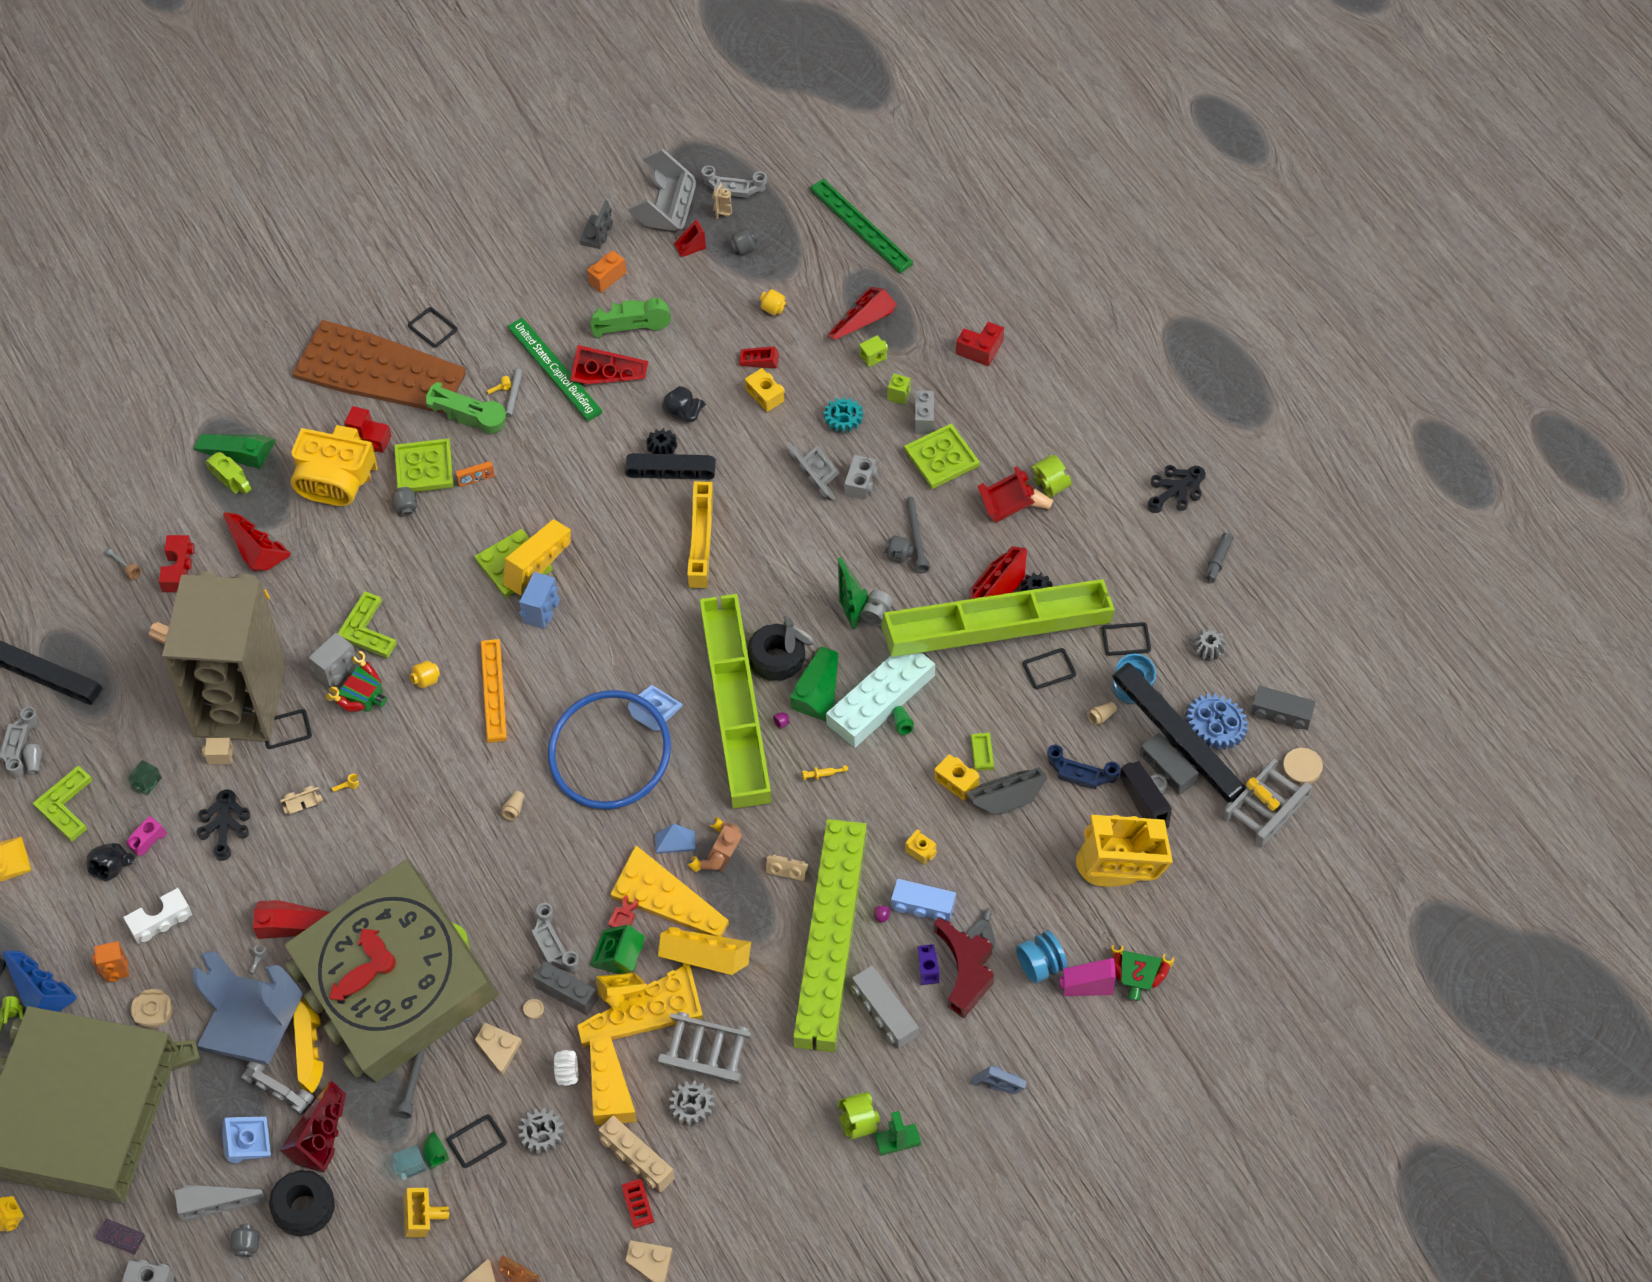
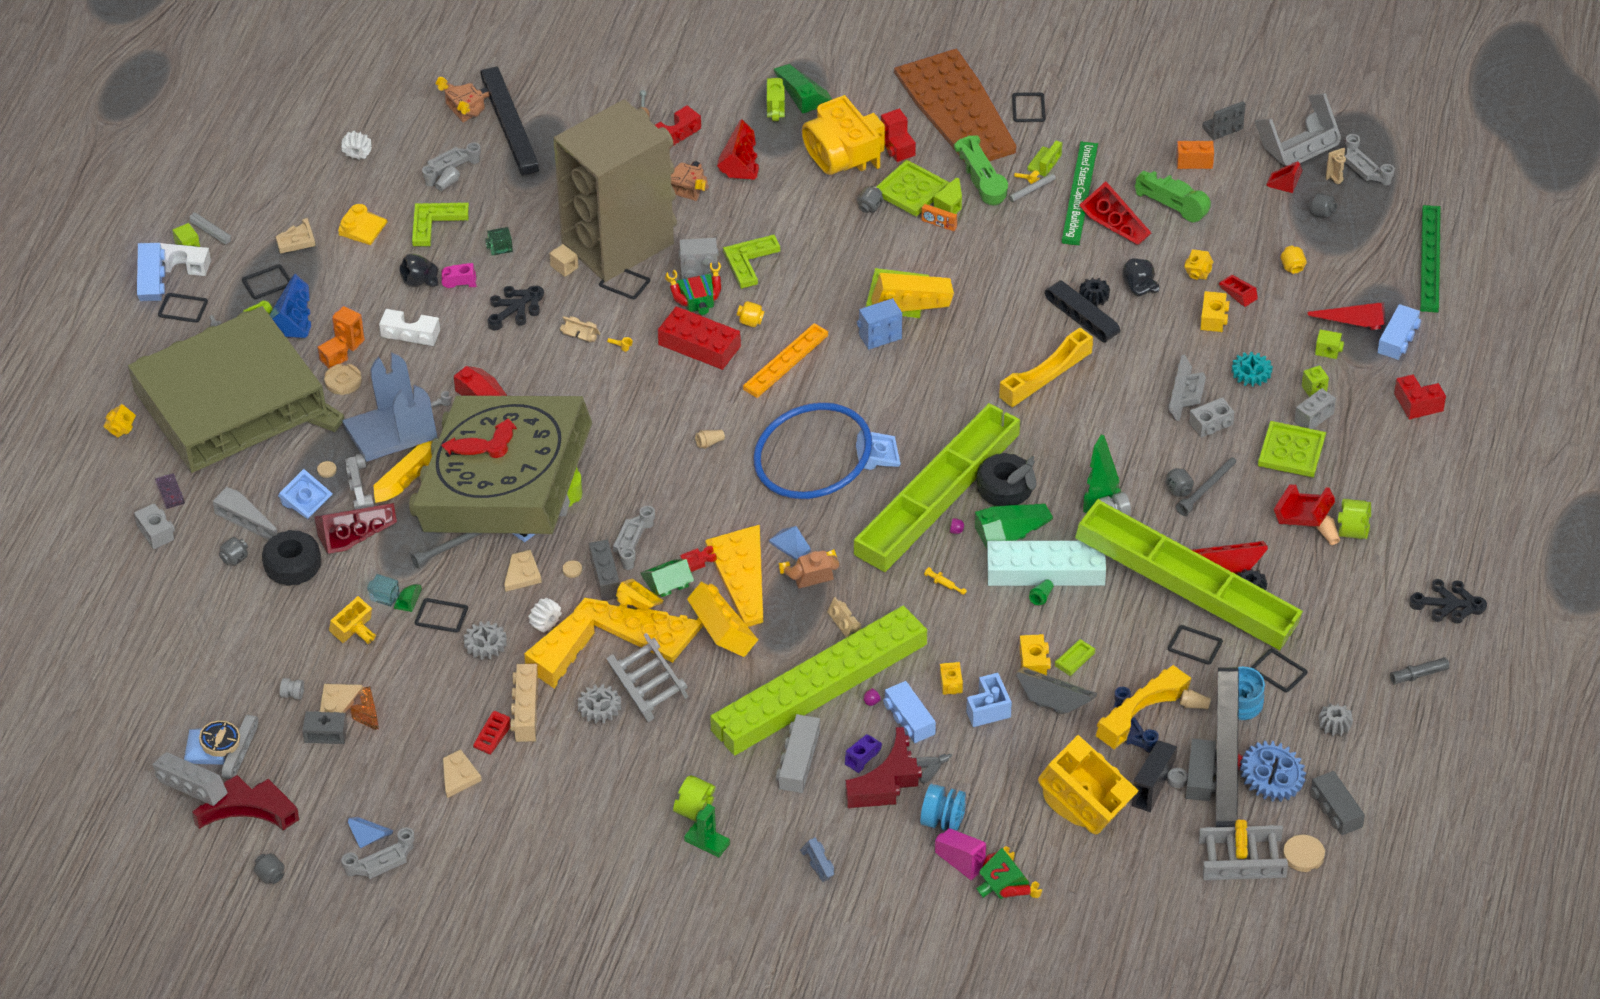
camera: 45 degrees right, 10 degrees down
(119, 993) = (333, 352): none -> orange brick
(232, 1099) = (326, 469): none -> tan piece
(408, 728) = (699, 338): none -> red brick
(466, 451) = (949, 197): none -> lime slope
(497, 361) = (1046, 159): none -> lime panel
(713, 360) = (1199, 264): none -> yellow brick
(909, 302) = (1399, 332): none -> light blue brick
(974, 838) = (991, 702): none -> light blue brick
(1086, 779) = (1166, 687): none -> yellow arch

